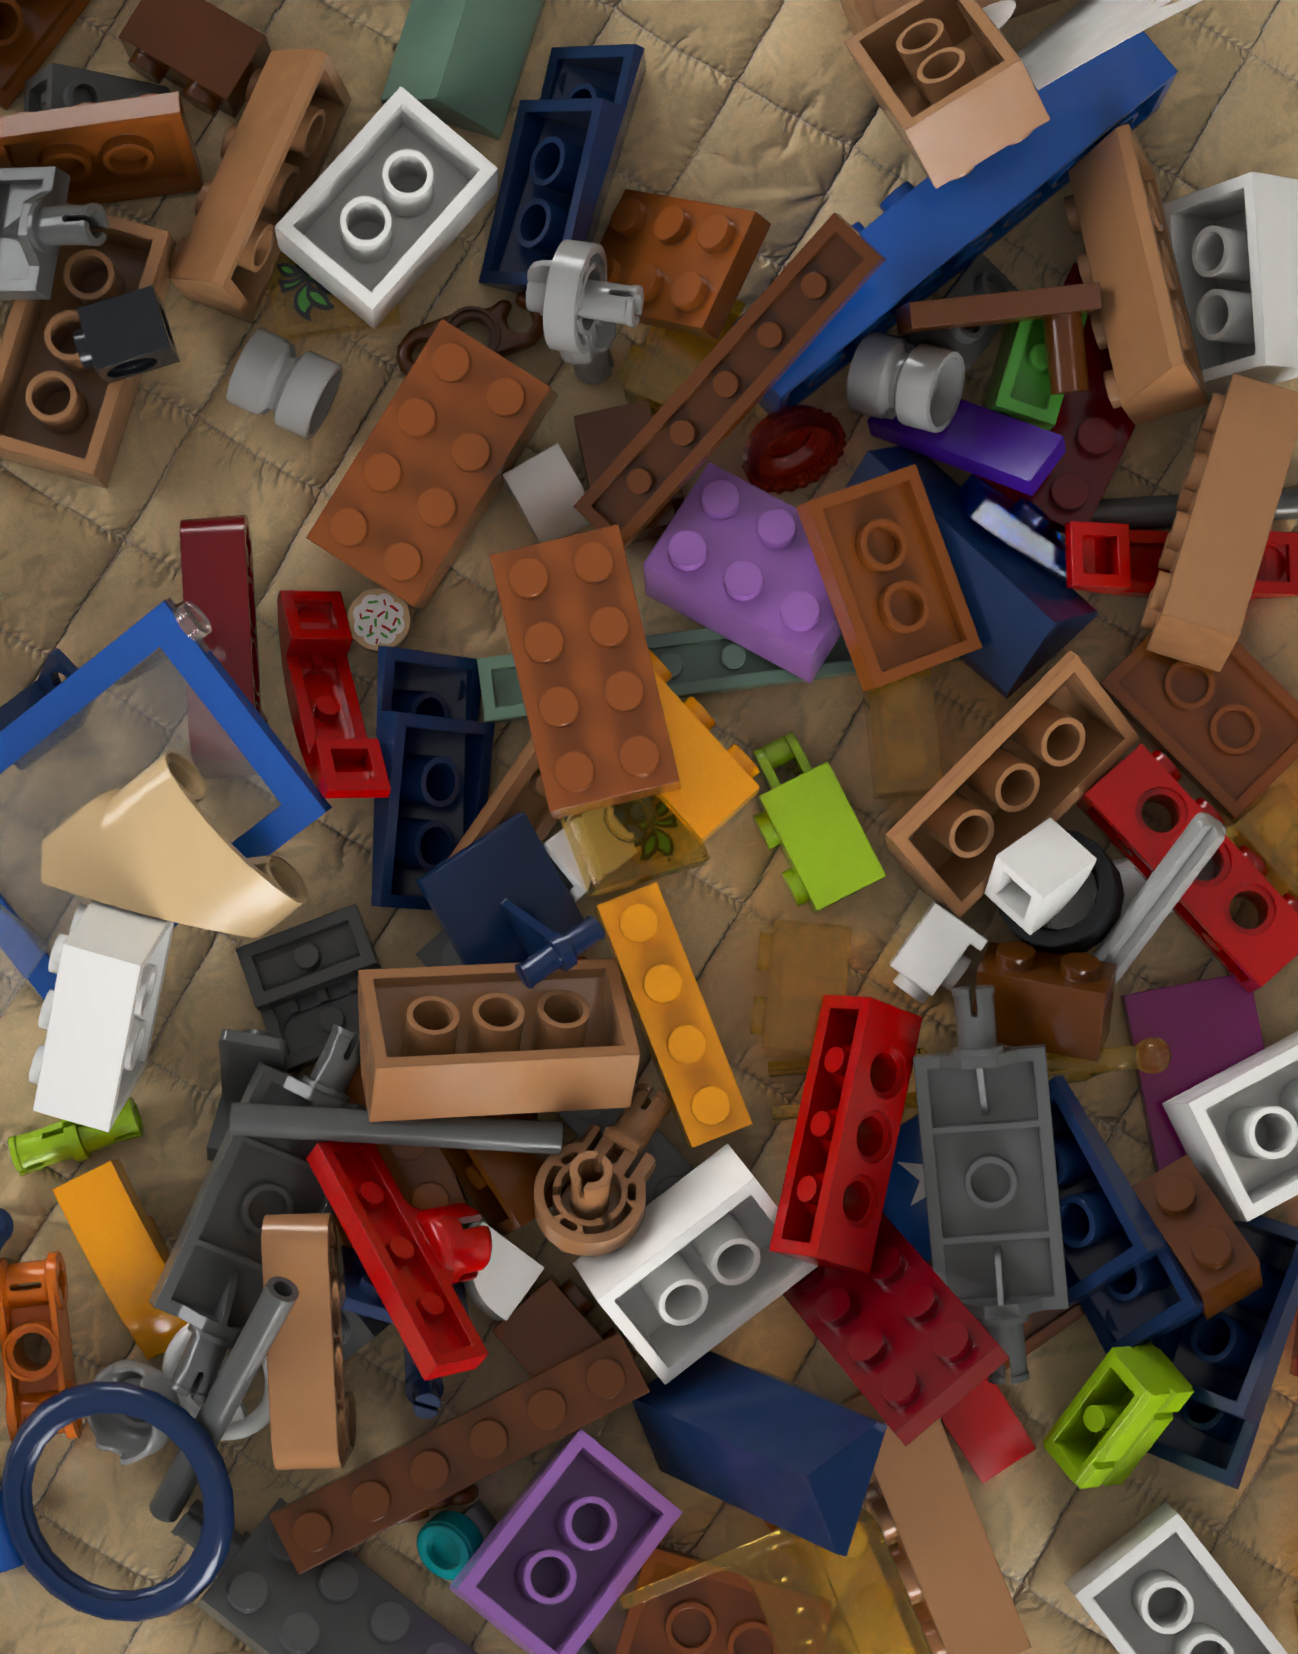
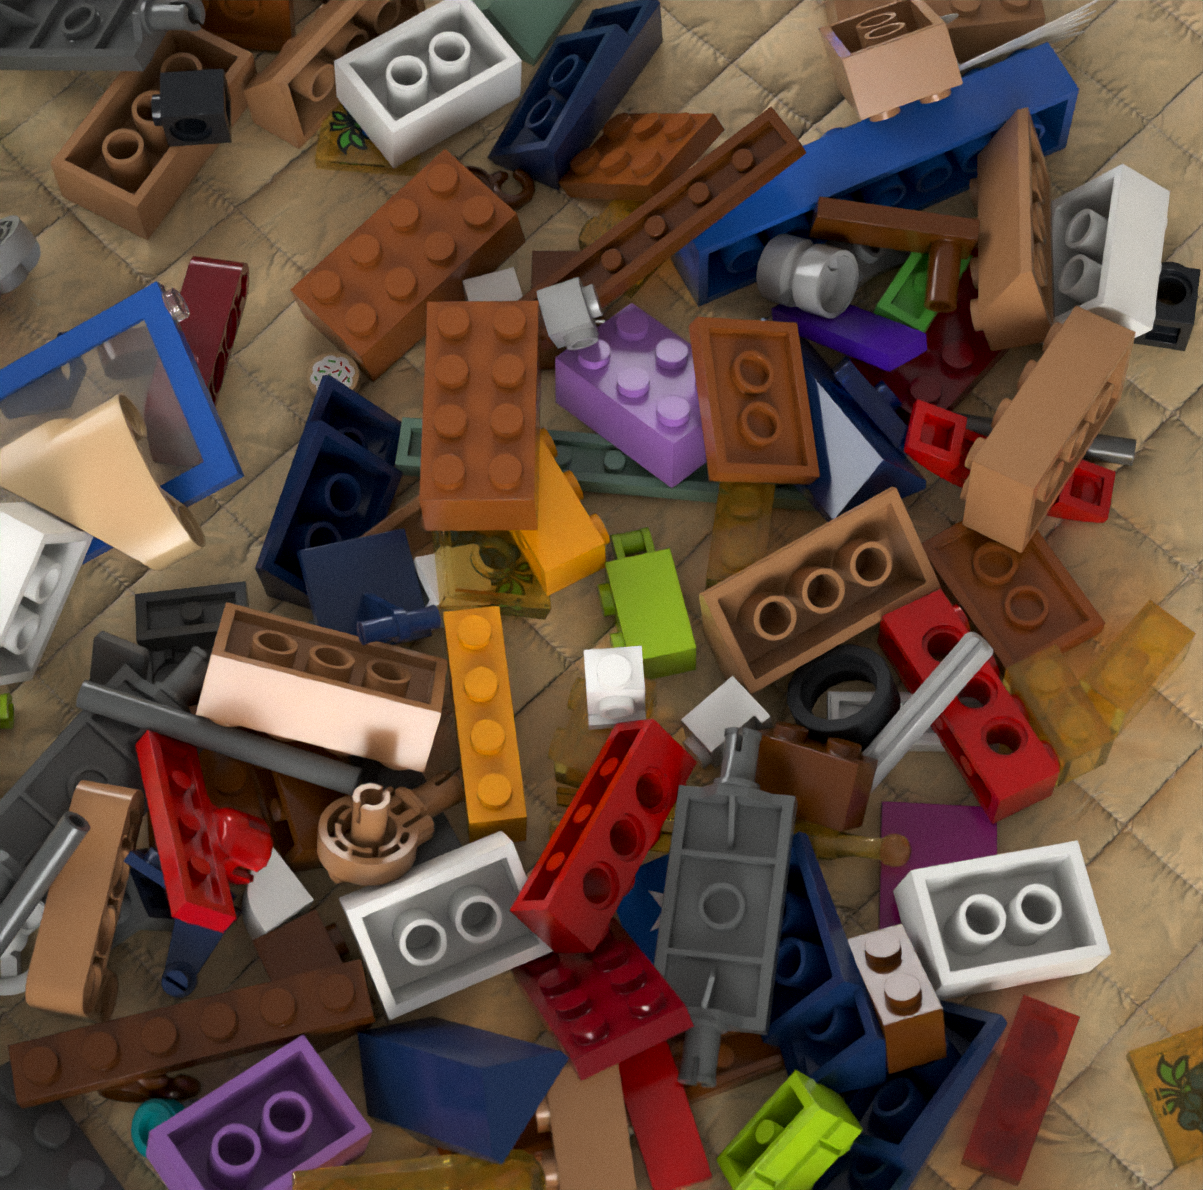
camera: 15 degrees right, 20 degrees down
(275, 380) = (313, 190): light grey wheel -> none
(324, 697) = (270, 407): red slope -> none
(581, 307) = (552, 161): light grey pin -> none
(653, 518) = (570, 313): none -> light grey plate
(792, 448) = (702, 297): clear red hat -> none
(814, 958) = (614, 686): none -> white brick
(1038, 875) = (824, 667): white brick -> none

